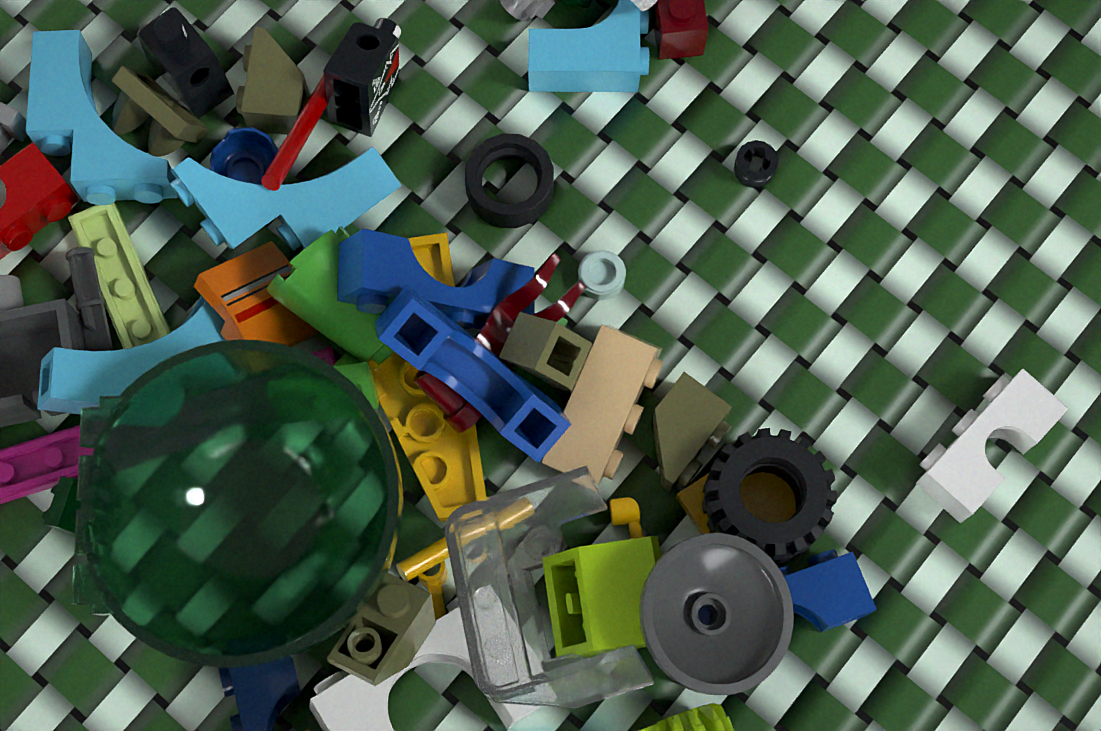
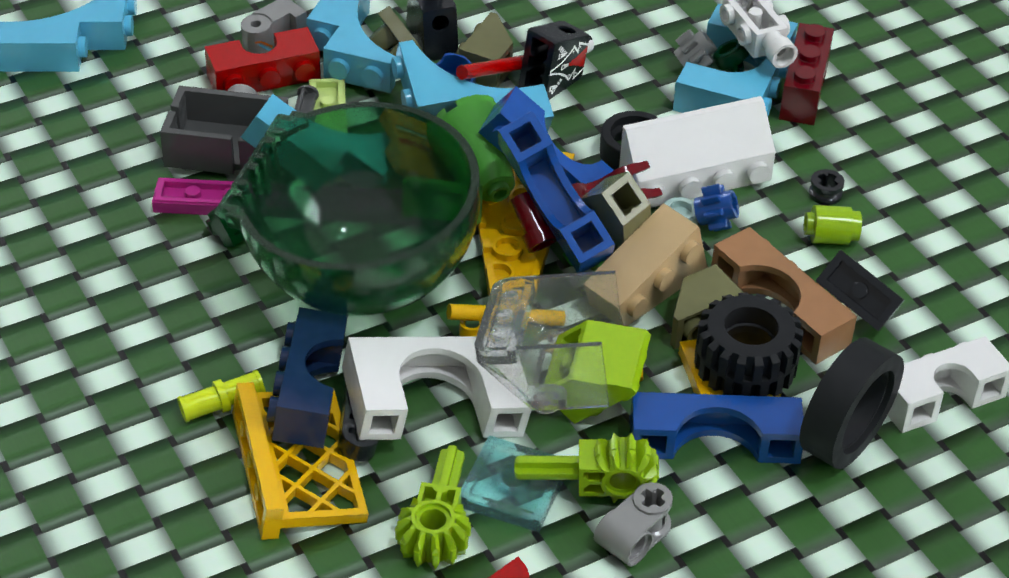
camera: 20 degrees right, 30 degrees down
(385, 632) = (426, 309): olive slope -> none
(598, 187) = (701, 148): none -> white slope
(646, 262) = (716, 207): none -> blue gear
(747, 614) = (684, 362): dark grey dish -> none
(787, 233) = (833, 224): none -> lime brick
(821, 399) = (764, 270): none -> medium nougat arch
(861, 348) = (860, 290): none -> black tile
(922, 558) = (851, 402): none -> black tyre

